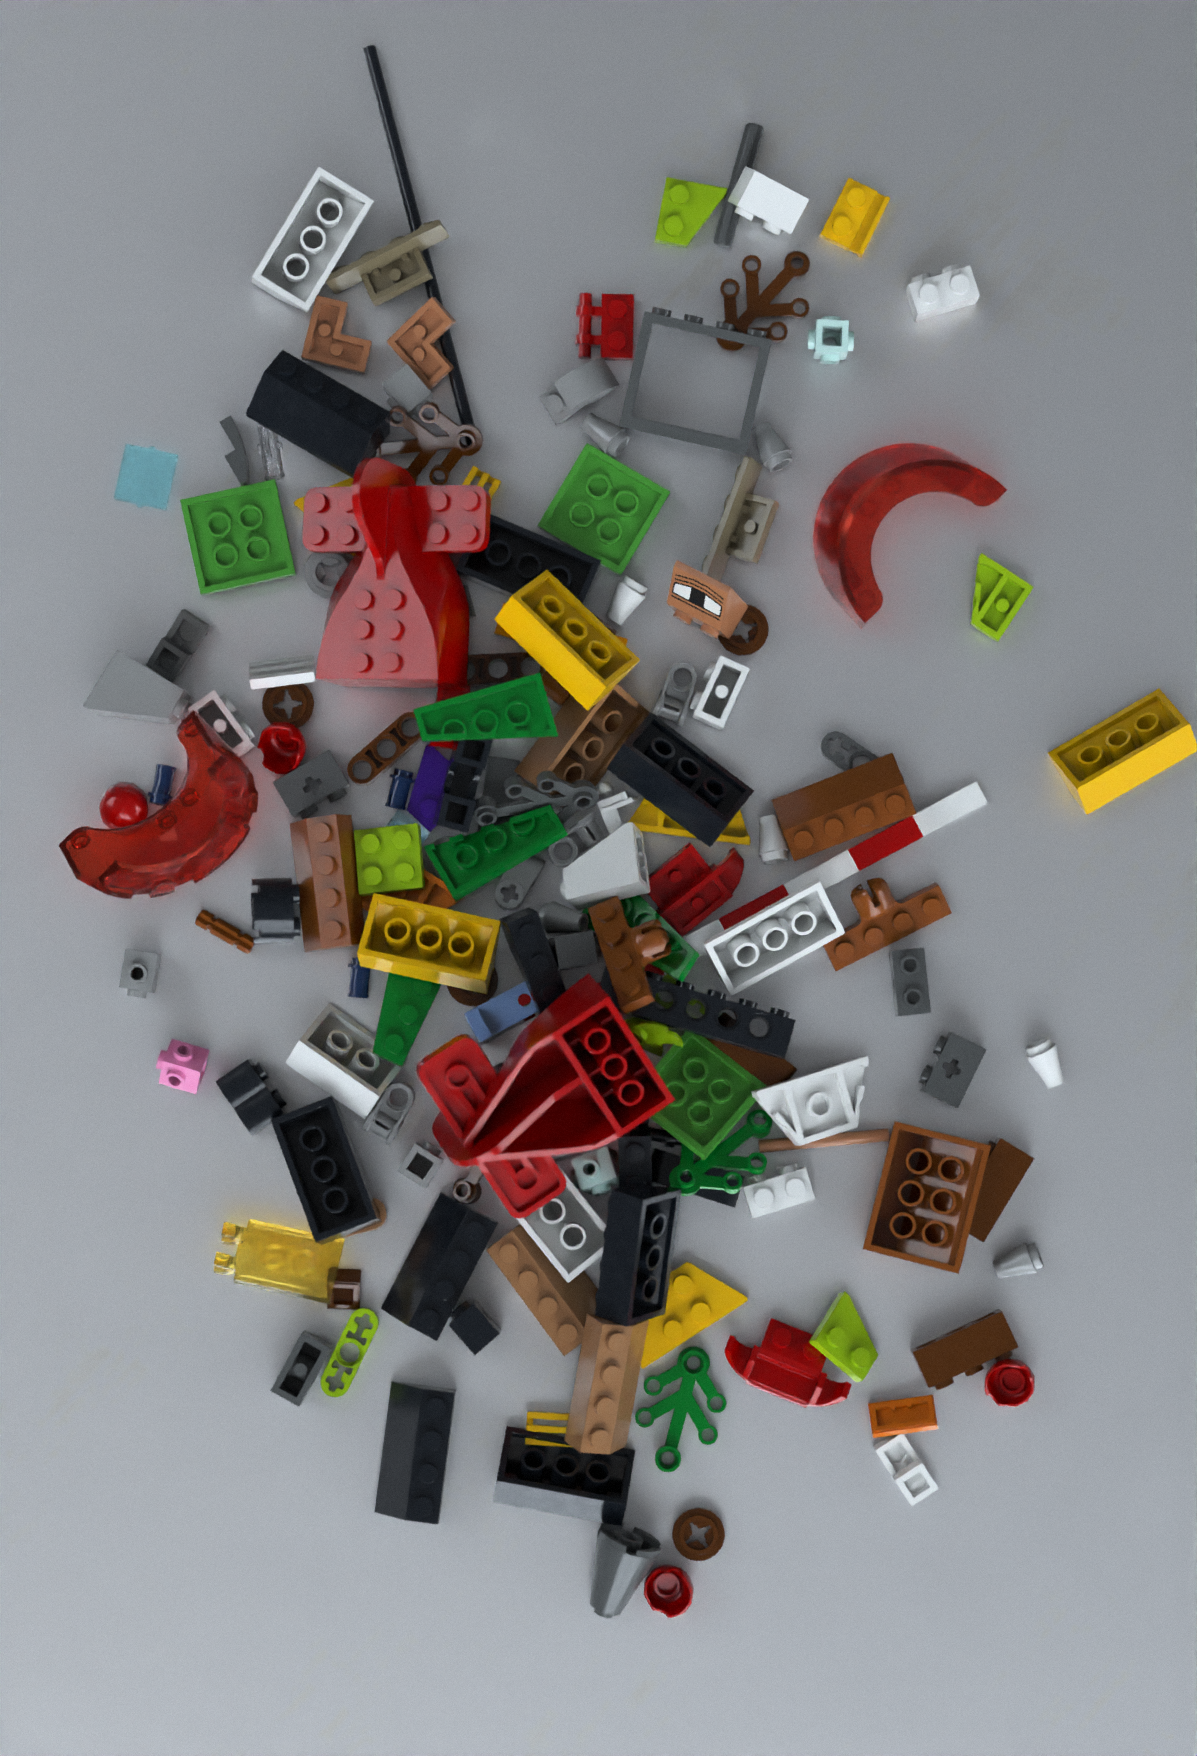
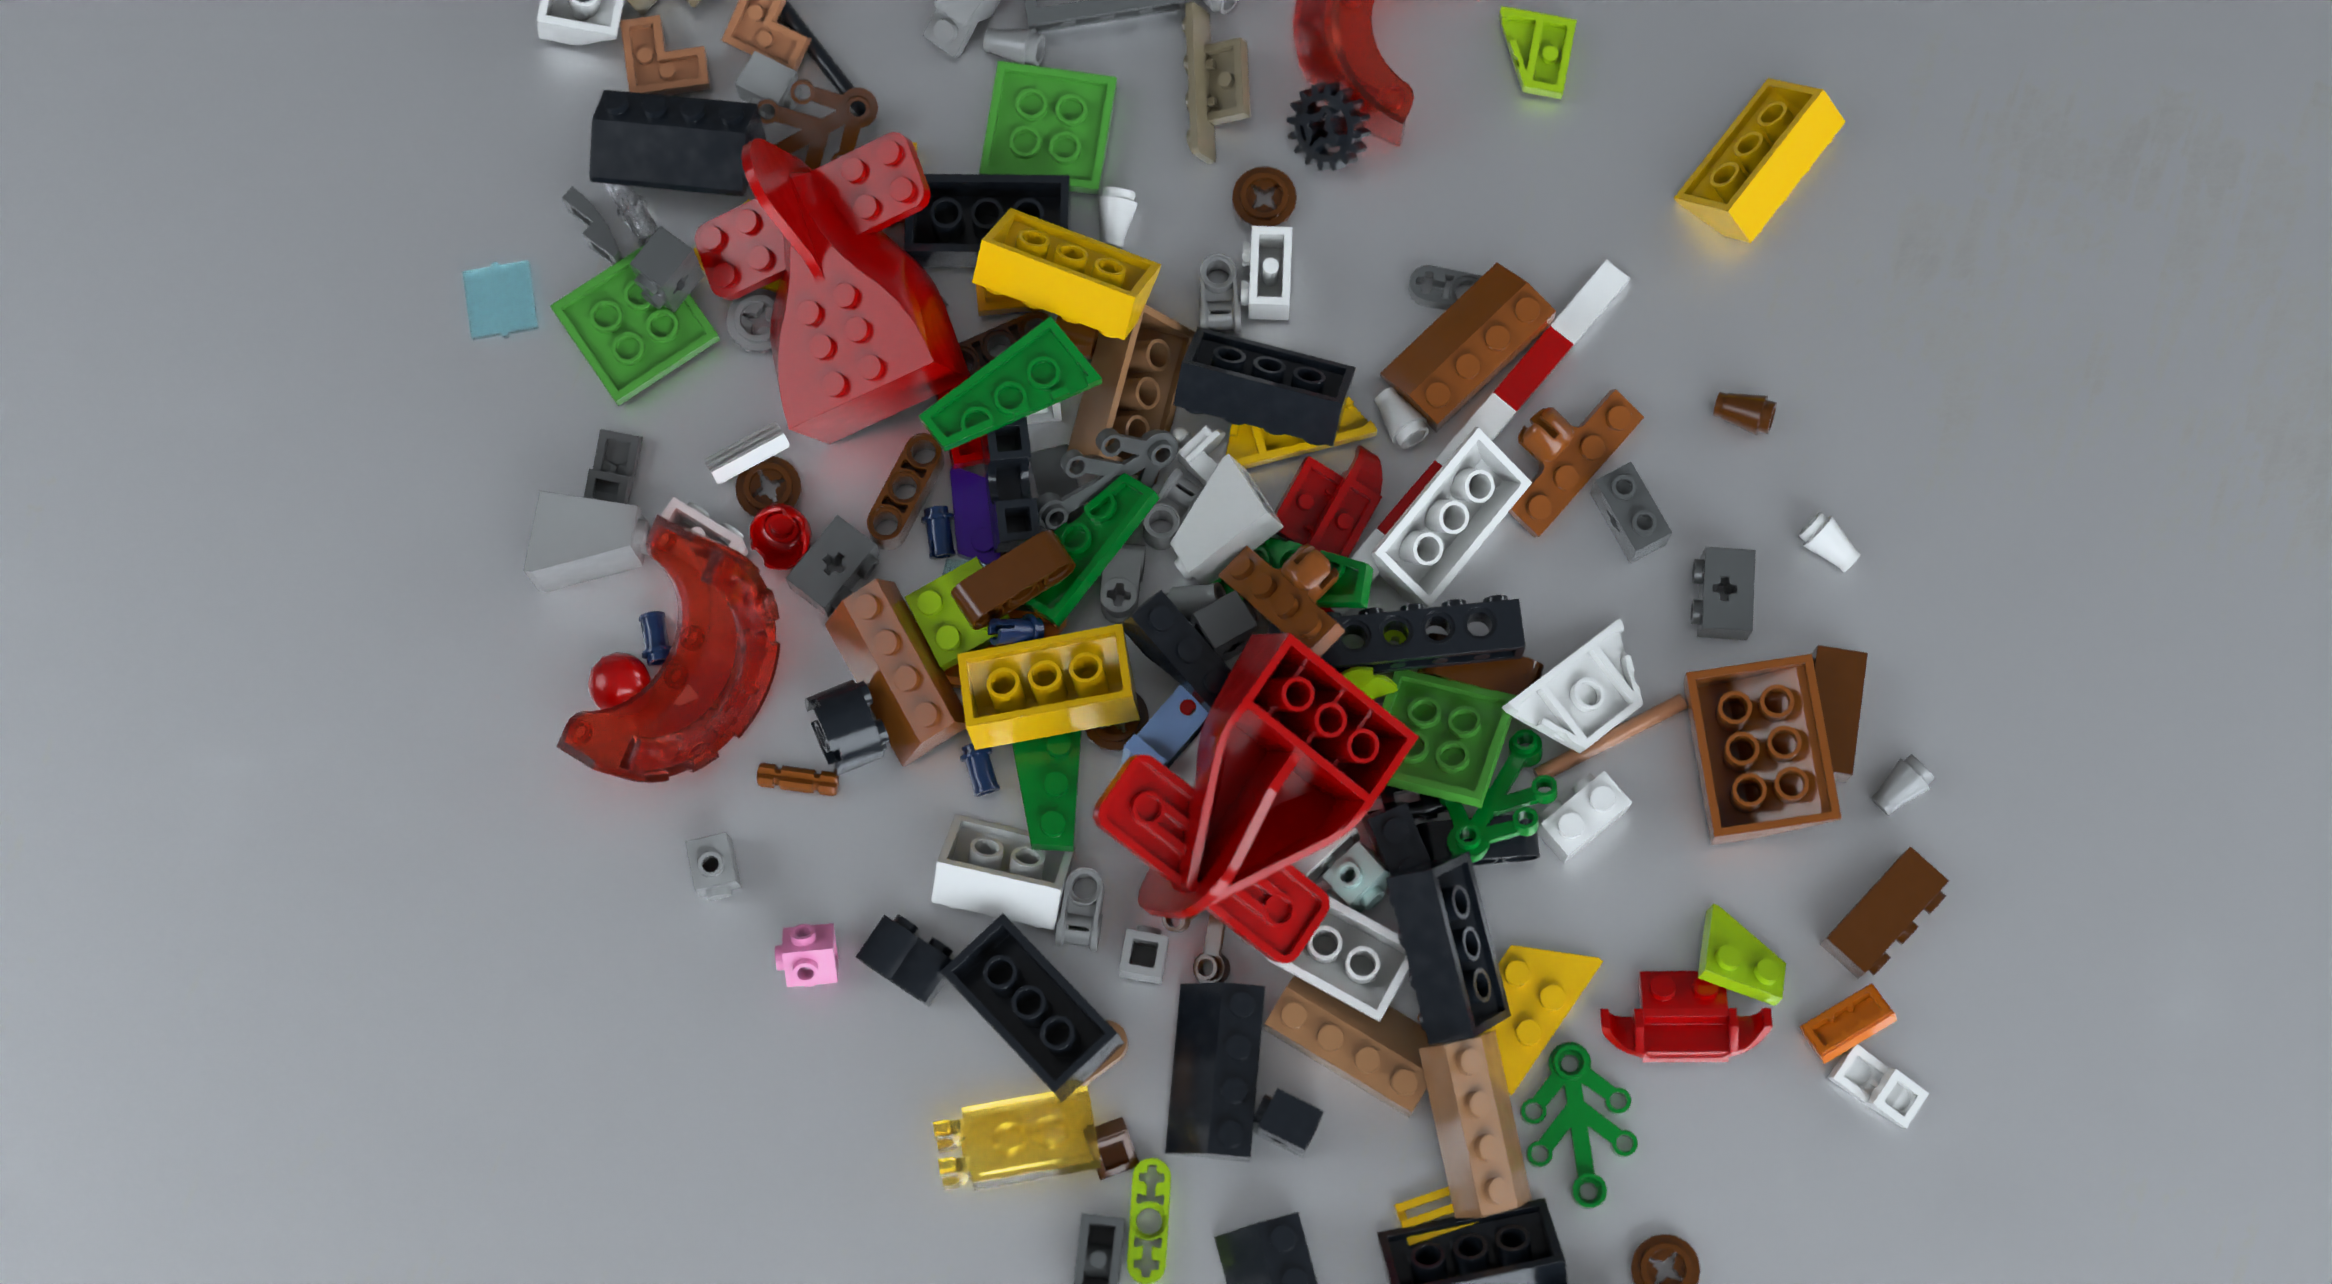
camera: 20 degrees left, 10 degrees down
(273, 515) = (666, 270): none -> dark grey brick
(423, 893) = (1015, 629): none -> dark blue pin
(435, 856) = (1013, 579): none -> reddish brown beam
(704, 601) = (1207, 174): nougat slope -> none
(811, 600) = (1328, 126): none -> black gear
(1009, 1382) = (1957, 930): red hair -> none
(1028, 939) = (1746, 411): none -> reddish brown cone

